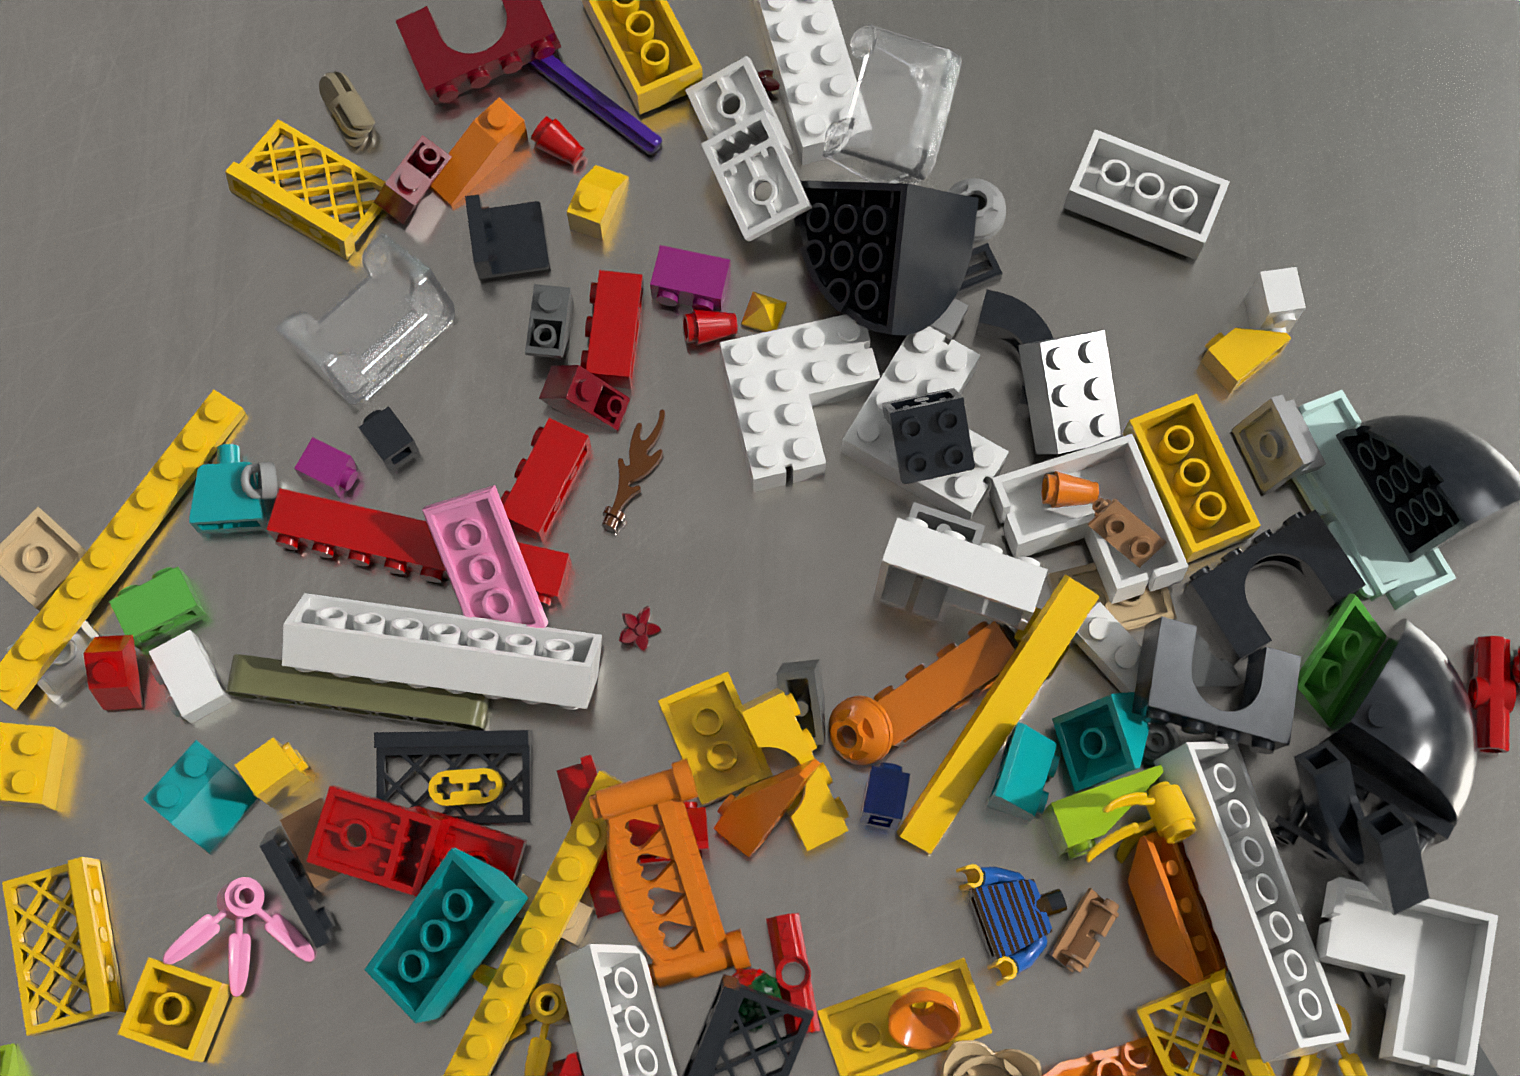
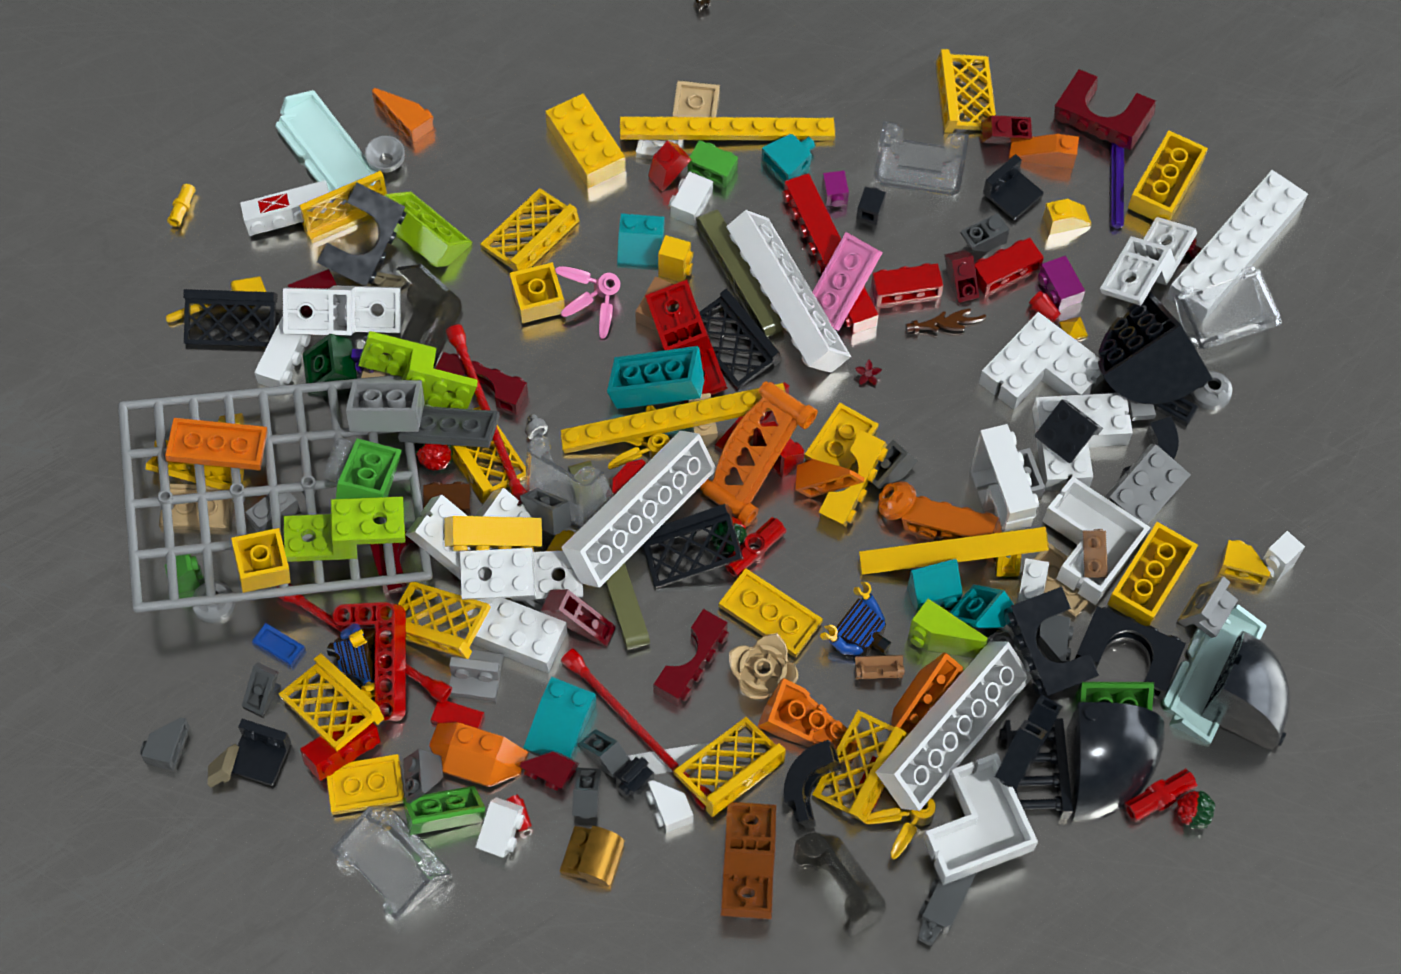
camera: 55 degrees right, 10 degrees down
(266, 480) = (808, 165): light grey tile -> none
(297, 886) = (629, 304): black wing -> none
(346, 107) = (1018, 80): dark tan arm -> none
(466, 796) = (728, 349): yellow beam -> none
(557, 141) = (1081, 179): red cone -> none
(885, 796) = (872, 529): clear blue brick -> none
(924, 1027) = (770, 611): orange piece -> none
(1068, 490) = (1096, 518): orange cone -> none
(1146, 194) = (1288, 461): white brick -> none
(1168, 814) = (966, 656): yellow plant -> none

